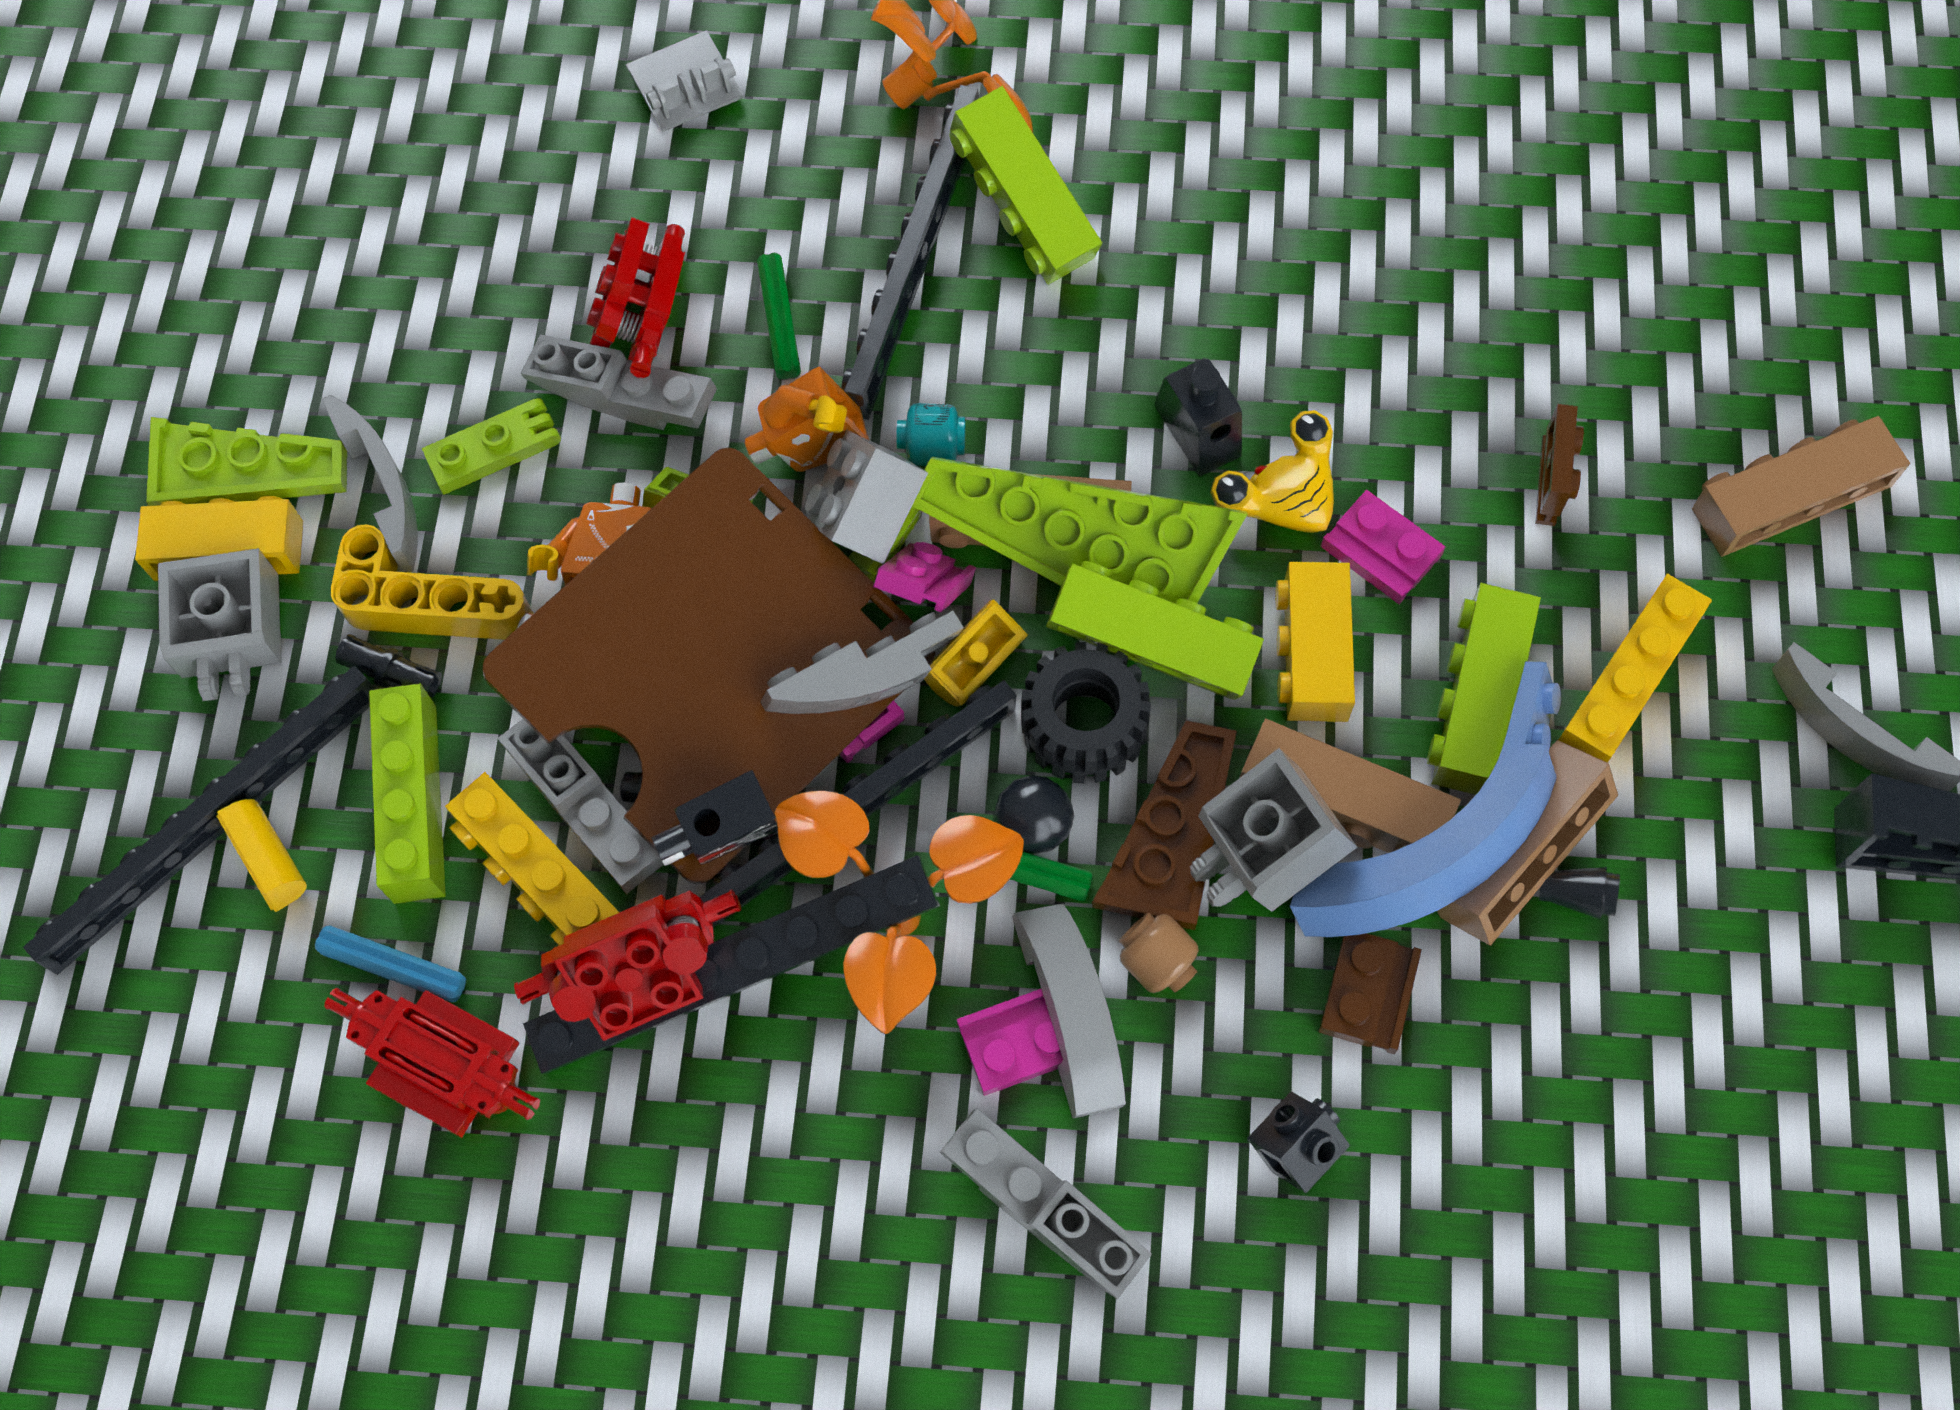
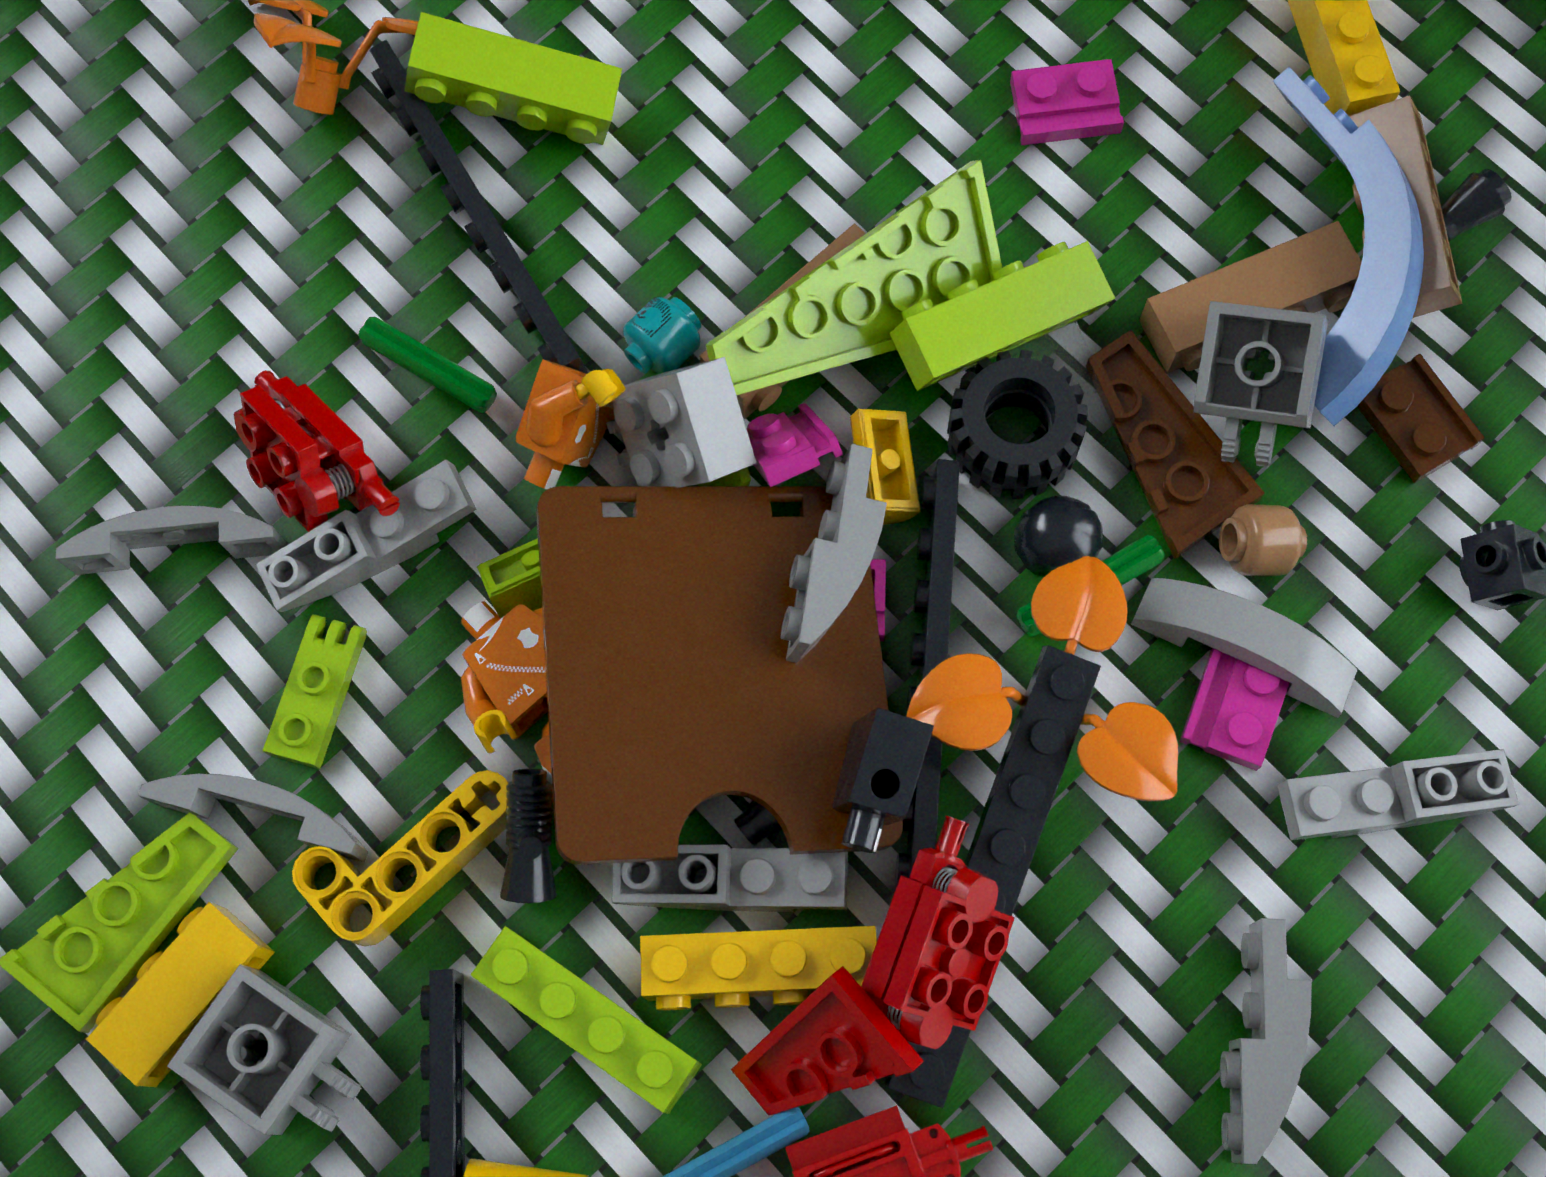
camera: 45 degrees left, 5 degrees up
(386, 666) = (446, 944): black pin -> none
(467, 673) = (528, 865): none -> black piece
(482, 242) = (109, 543): none -> light grey slope
(506, 949) = (824, 1047): none -> red wing
(685, 80) = (125, 255): light grey hinge -> none
(756, 1272) = (1268, 1066): none -> light grey slope
(1198, 406) = (842, 126): black torso -> none
(1292, 489) = (962, 121): yellow head -> none
(1316, 642) = (1108, 210): yellow brick -> none
(1485, 686) = (1255, 132): lime brick -> none

